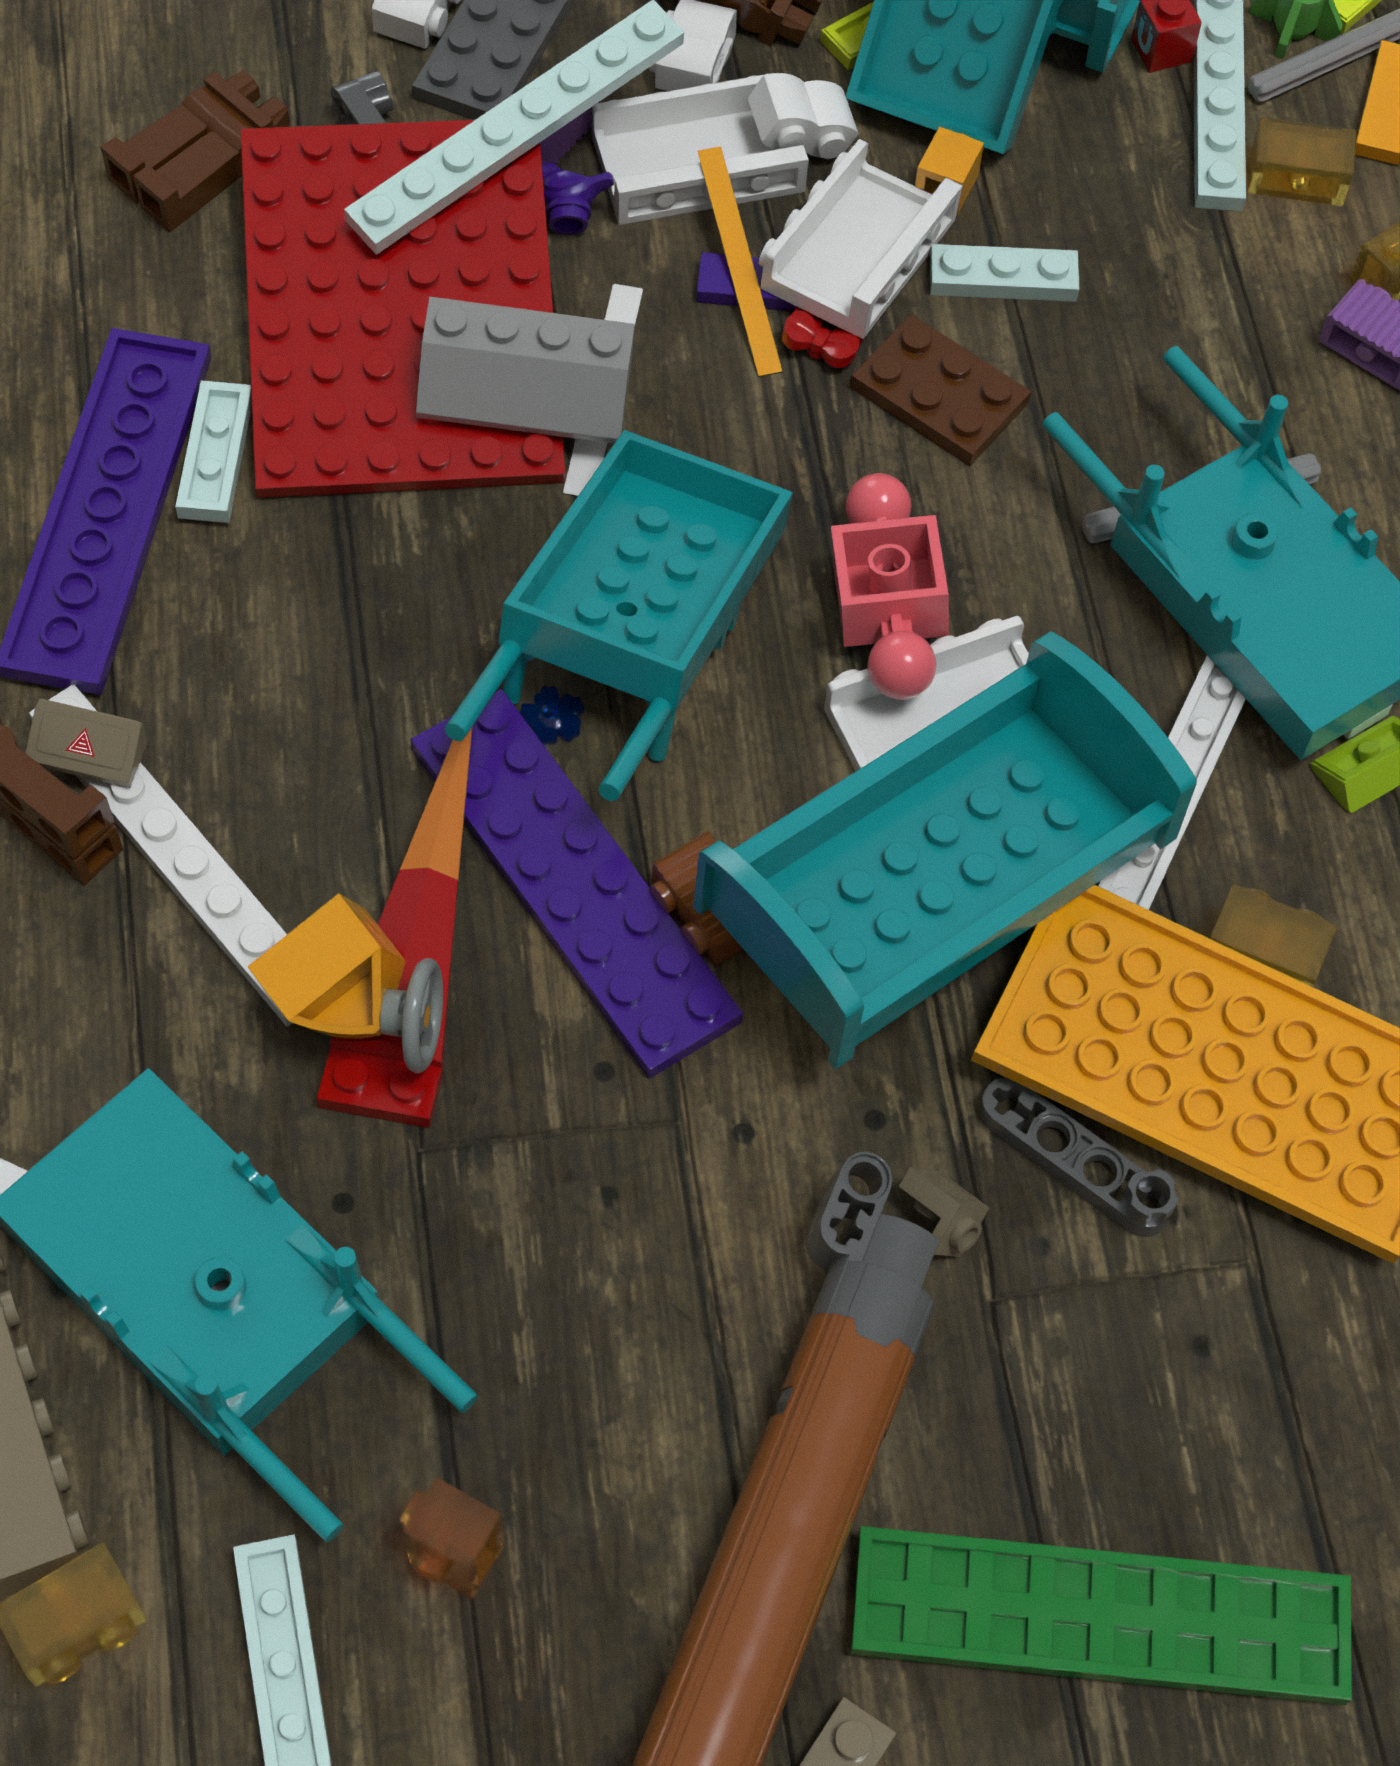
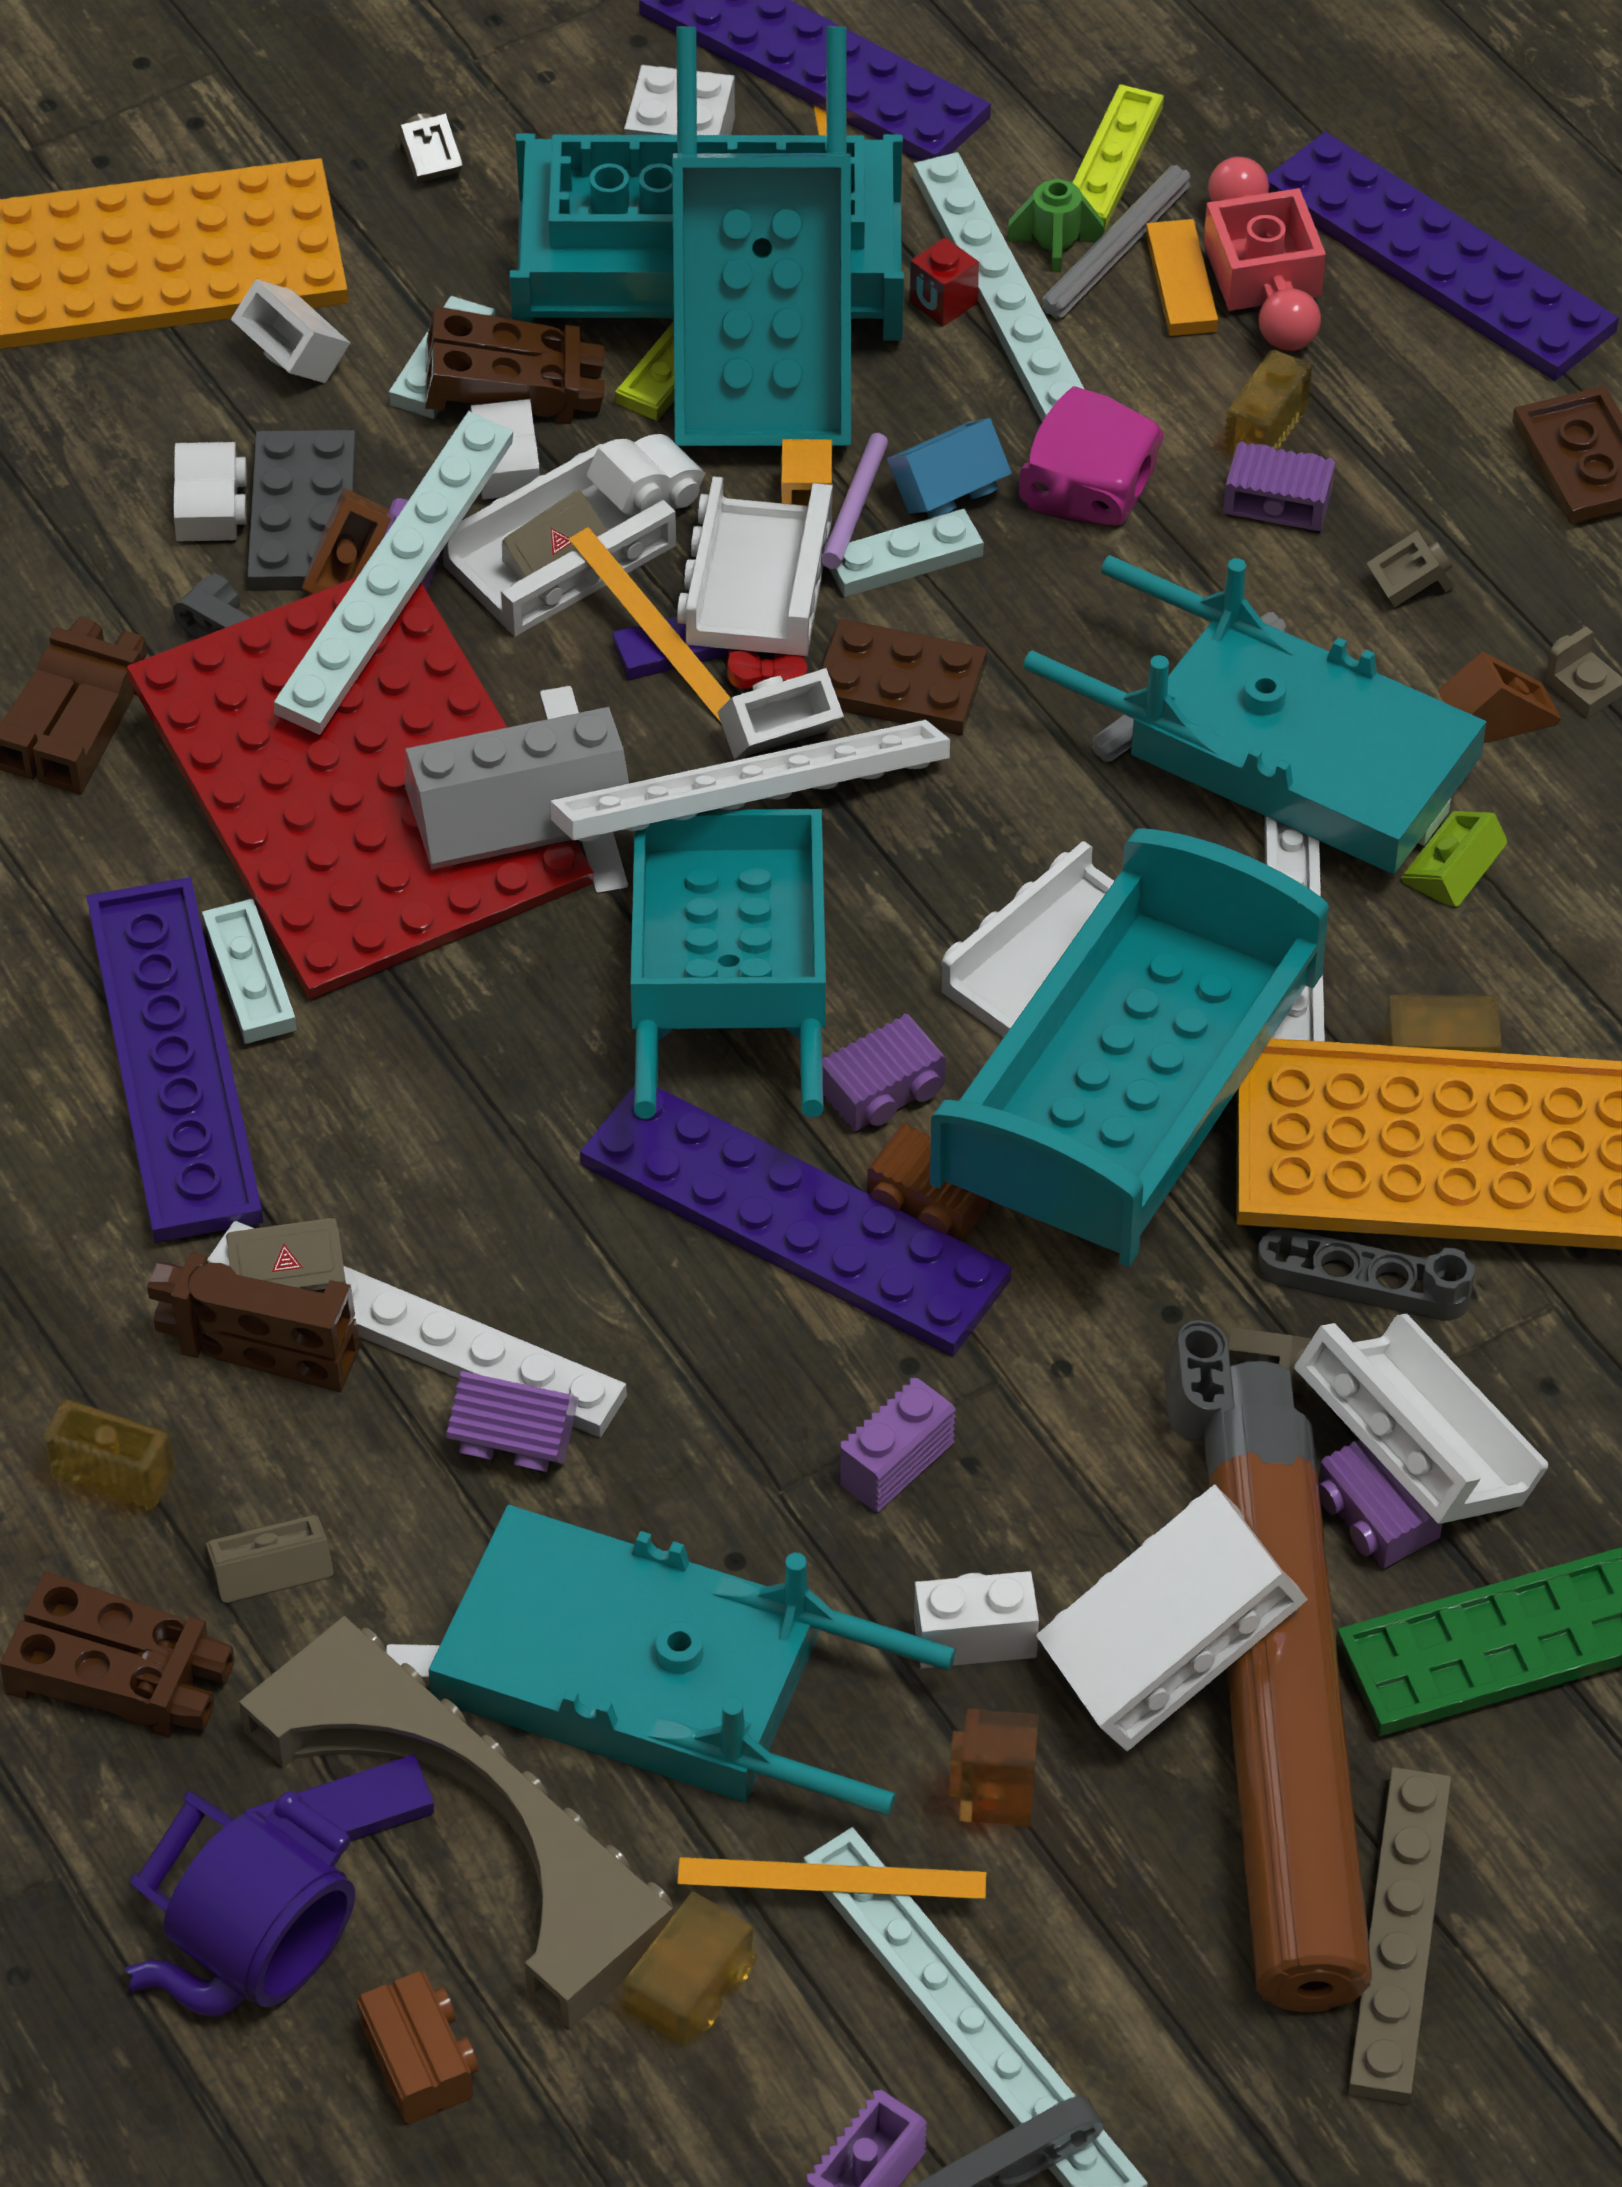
camera: 20 degrees left, 10 degrees down
(202, 980) = (511, 1419): none -> medium lavender brick
(248, 1581) = (832, 1878): none -> light orange sticker
(344, 980) = (650, 1359): light orange piece -> none
(419, 919) = (702, 1392): red plate -> none
(505, 74) = (346, 541): none -> dark orange slope
(522, 1364) = (979, 1616): none -> white brick
(540, 1152) = (896, 1444): none -> medium lavender brick
(553, 717) = (699, 1086): clear blue plant -> none
(569, 197) = (466, 622): dark purple animal -> none
(678, 141) = (547, 534): none -> dark tan slope
(686, 1459) = (1170, 1618): none -> white panel
(721, 771) = (883, 1073): none -> medium lavender brick
(738, 439) = (749, 779): none -> white plate
(805, 384) = (780, 713): none -> white brick
(890, 585) = (954, 855): coral brick -> none
(970, 1404) = (1374, 1505): none -> medium lavender brick
(980, 208) = (854, 501): none -> lavender bar
(1047, 1343) = (1423, 1420): none -> white panel
(1081, 207) = (949, 467): none -> dark azure brick
(1215, 245) = (1091, 459): none -> dark pink piece
(1302, 161) = (1130, 356): clear yellow brick -> none

